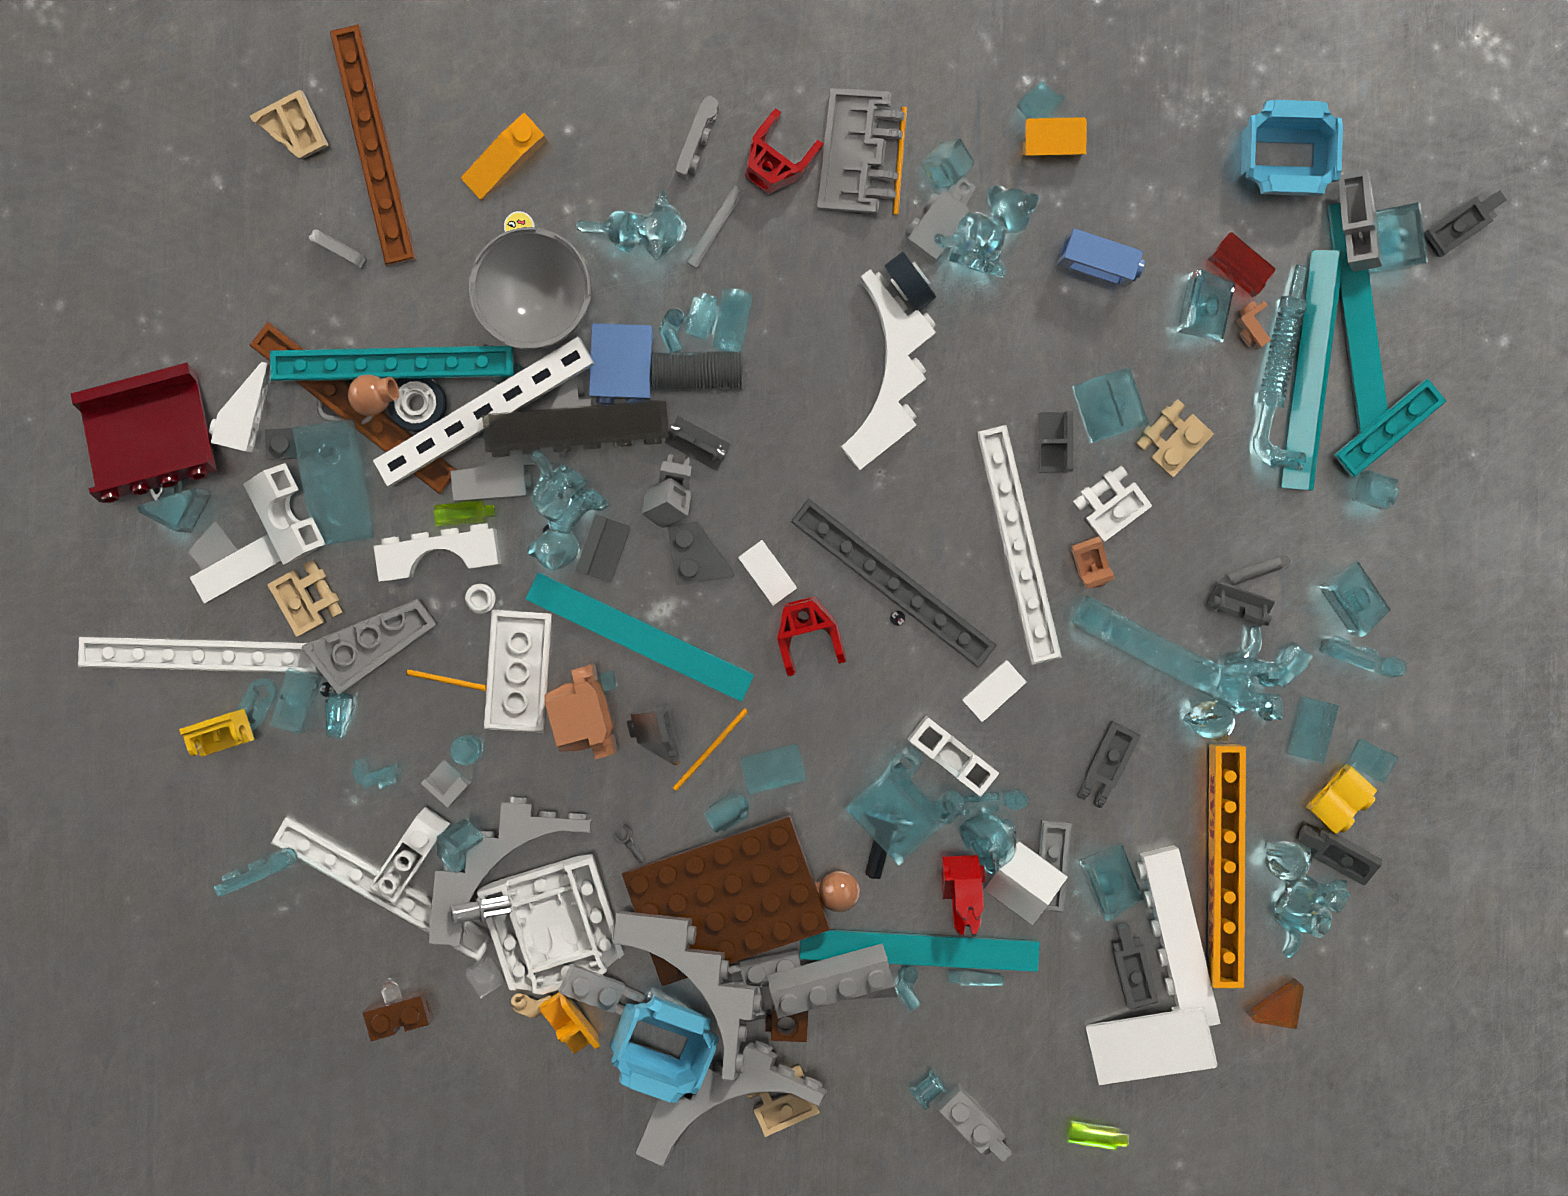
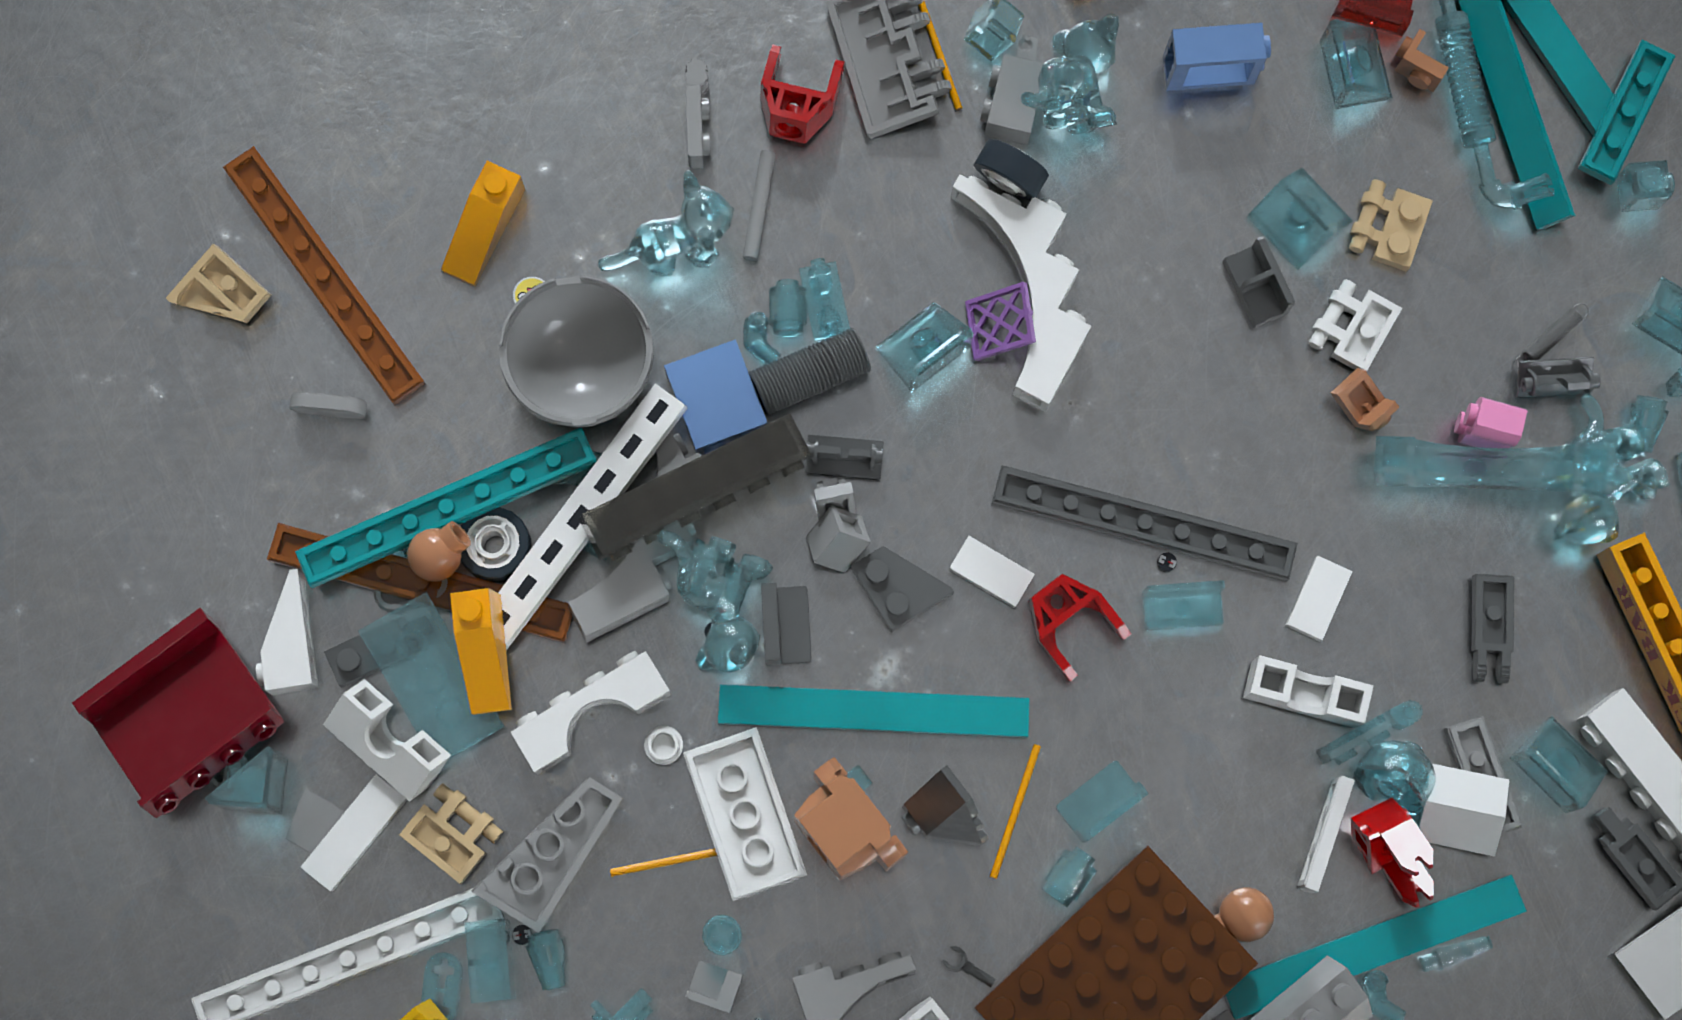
camera: 25 degrees left, 10 degrees down
(375, 479) = (482, 649): none -> light orange slope
(462, 513) = (601, 652): clear neon green cylinder -> none
(790, 384) = (925, 345): none -> clear light blue slope
(872, 395) = (1004, 346): none -> medium lavender window
(893, 656) = (1183, 605): none -> clear light blue panel
(899, 813) = (1277, 788): clear light blue piece -> none
(920, 860) = (1325, 834): none -> white tile
(1019, 544) = (1269, 419): white tile -> none
(1174, 621) = (1490, 424): none -> bright pink brick

